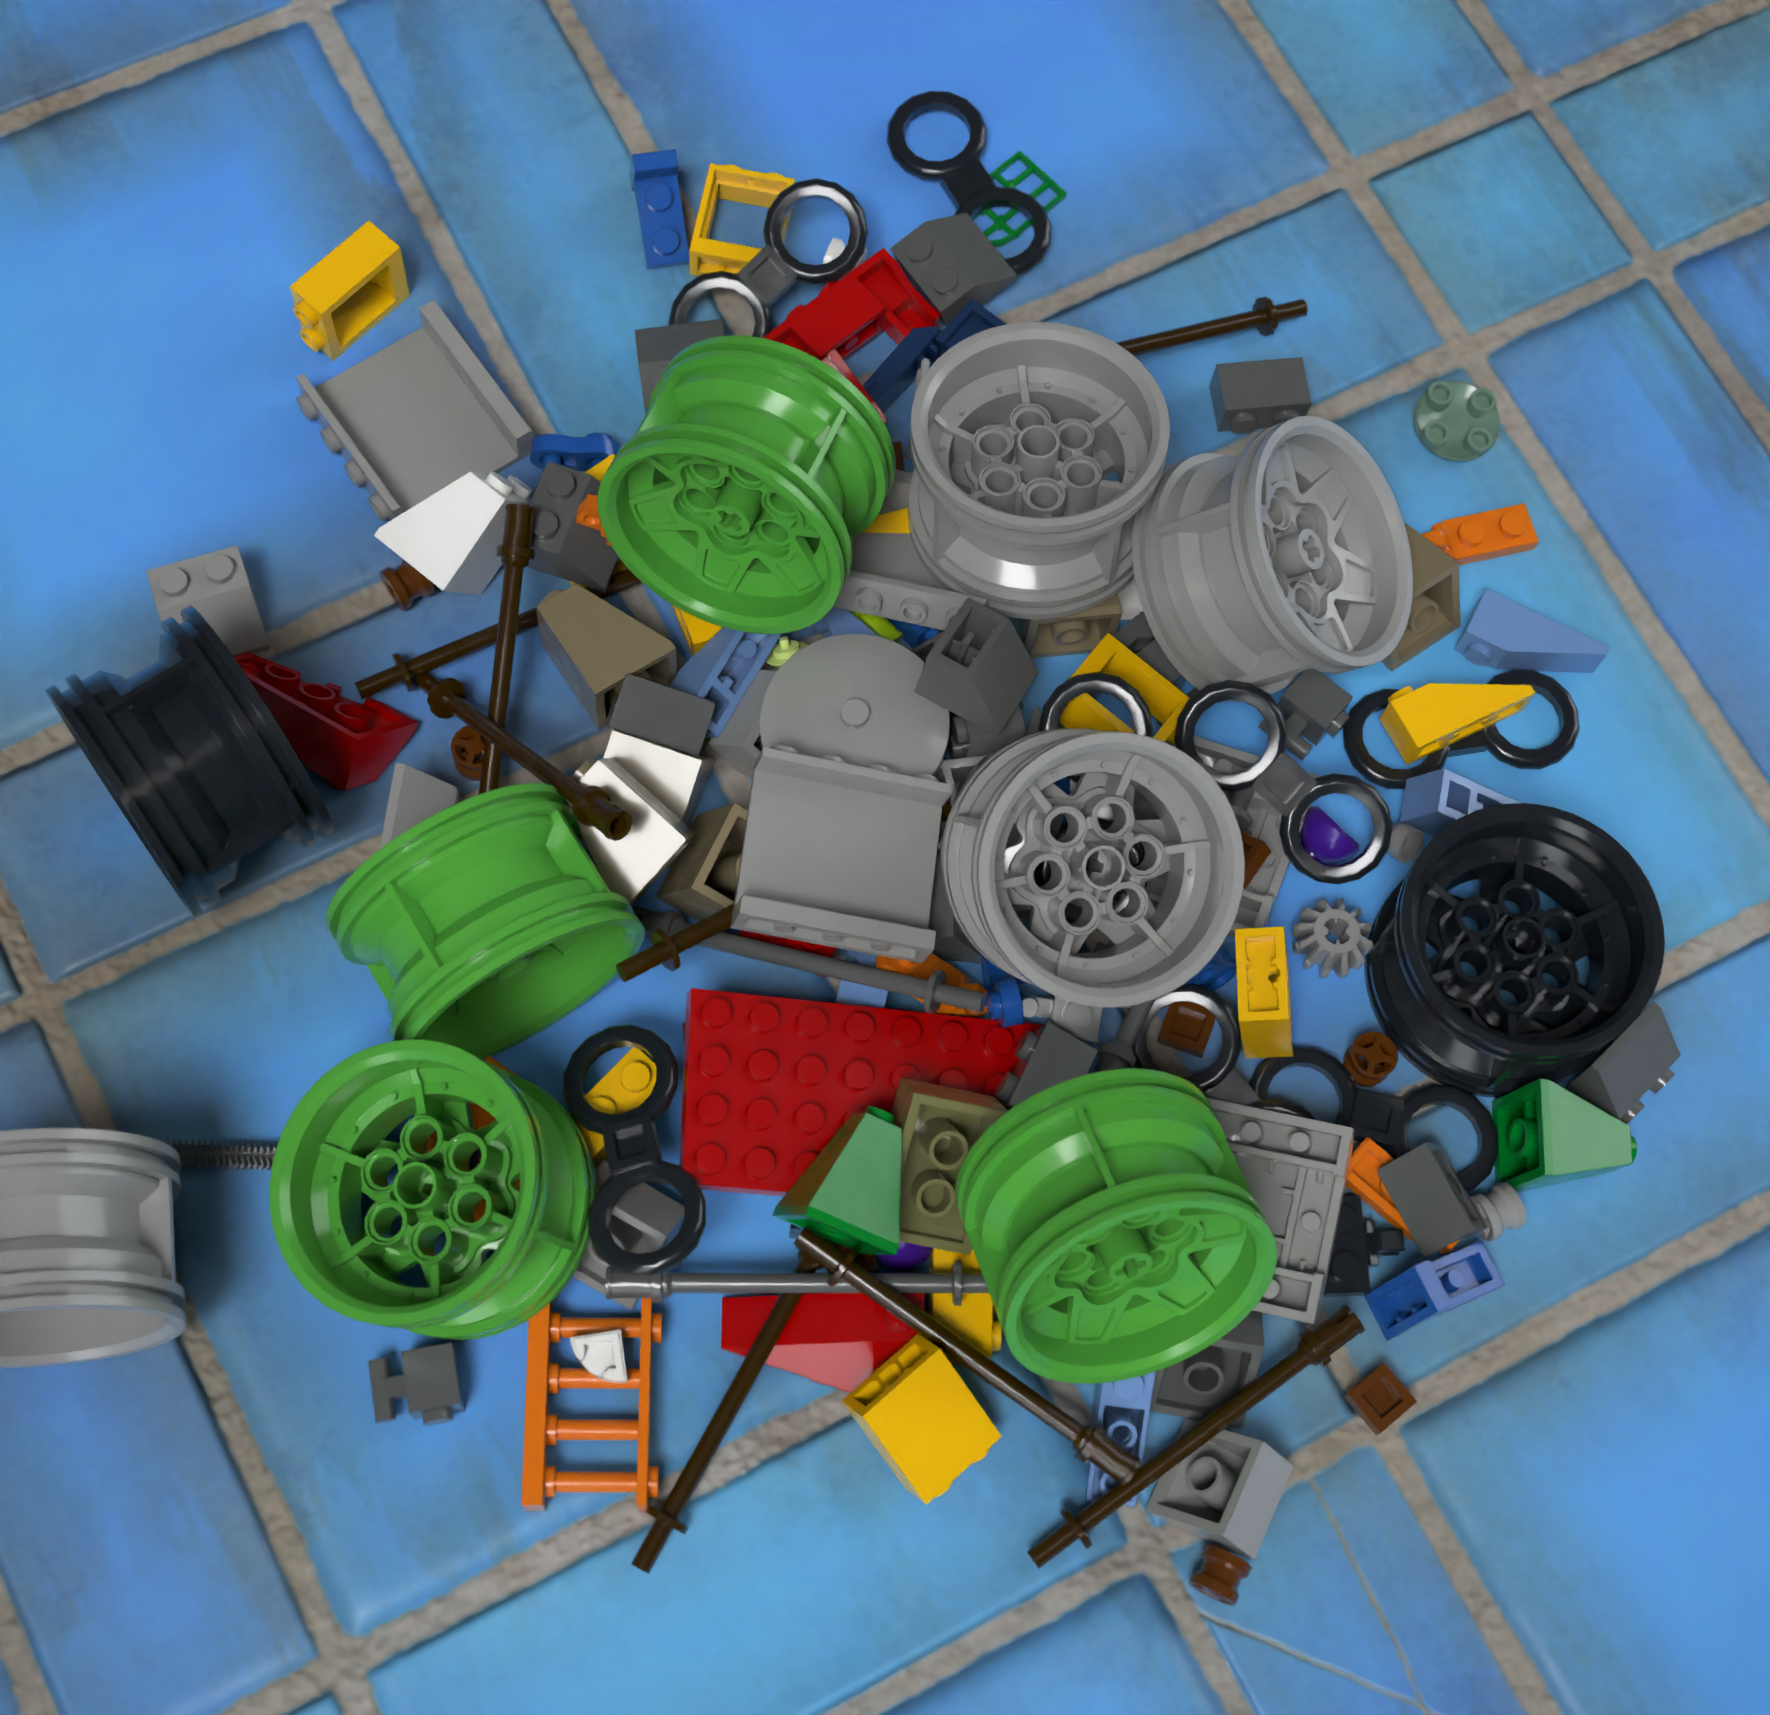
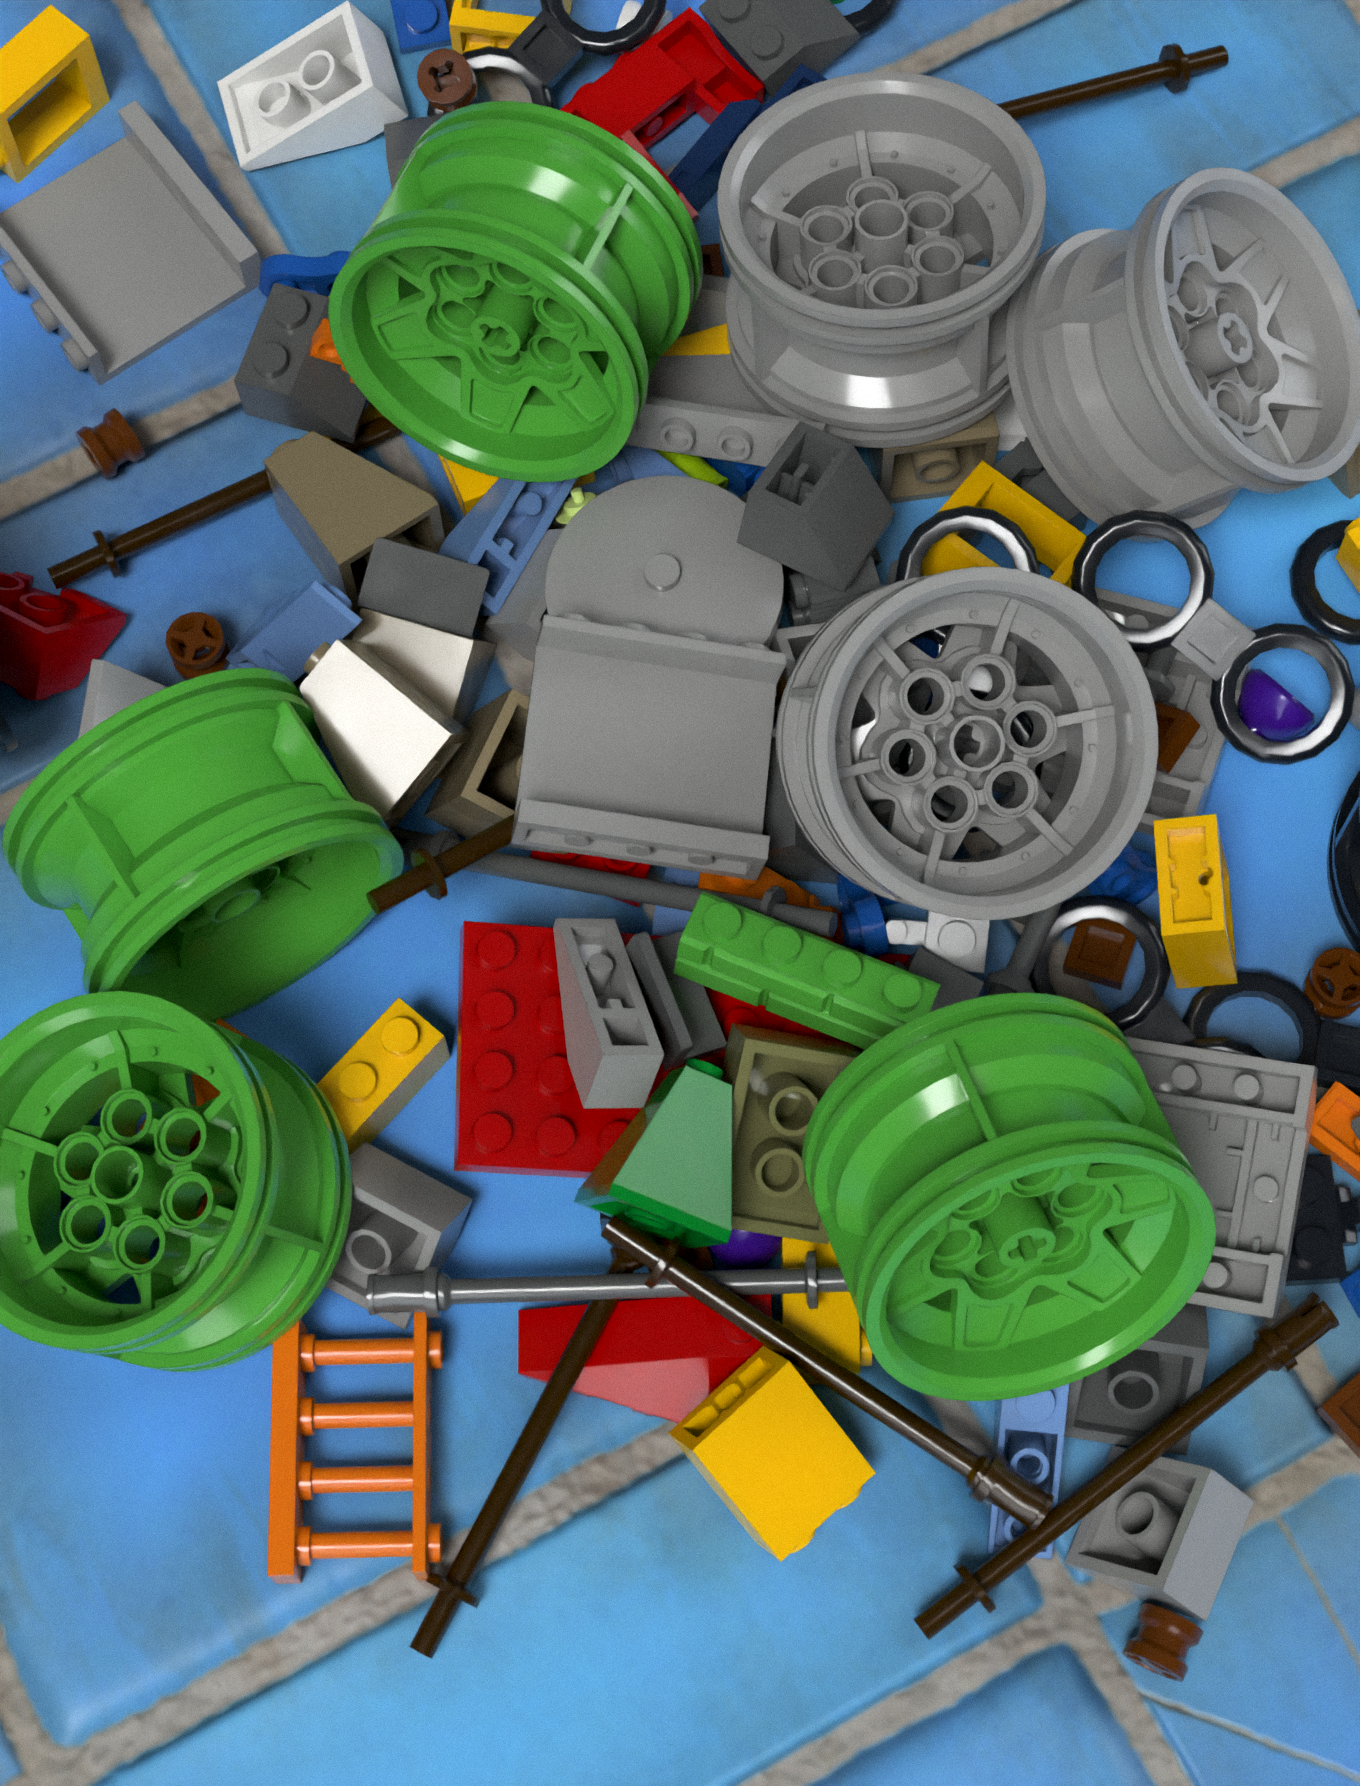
camera: 10 degrees right, 0 degrees up
(428, 1382) = (151, 1428): dark grey brick -> none
(457, 531) = (170, 375): white slope -> none
(515, 556) = (235, 398): dark brown bar -> none
(563, 741) = (294, 628): none -> medium blue slope
(576, 299) = (313, 92): none -> white slope
(589, 805) = (325, 693): dark brown bar -> none
(602, 1355) = (366, 1385): white tile -> none
(634, 1151) = (397, 1127): black bar -> none
(694, 304) = (456, 88): none -> reddish brown wheel
(801, 1069) = (605, 1016): none -> light grey slope
(853, 1056) = (675, 1004): none -> dark grey panel
(958, 1043) = (798, 973): none -> bright green brick
(1258, 394) = (1159, 154): dark grey brick -> none
(1312, 709) = (1248, 548): dark grey brick -> none
(1317, 926) = (1262, 822): light grey gear -> none

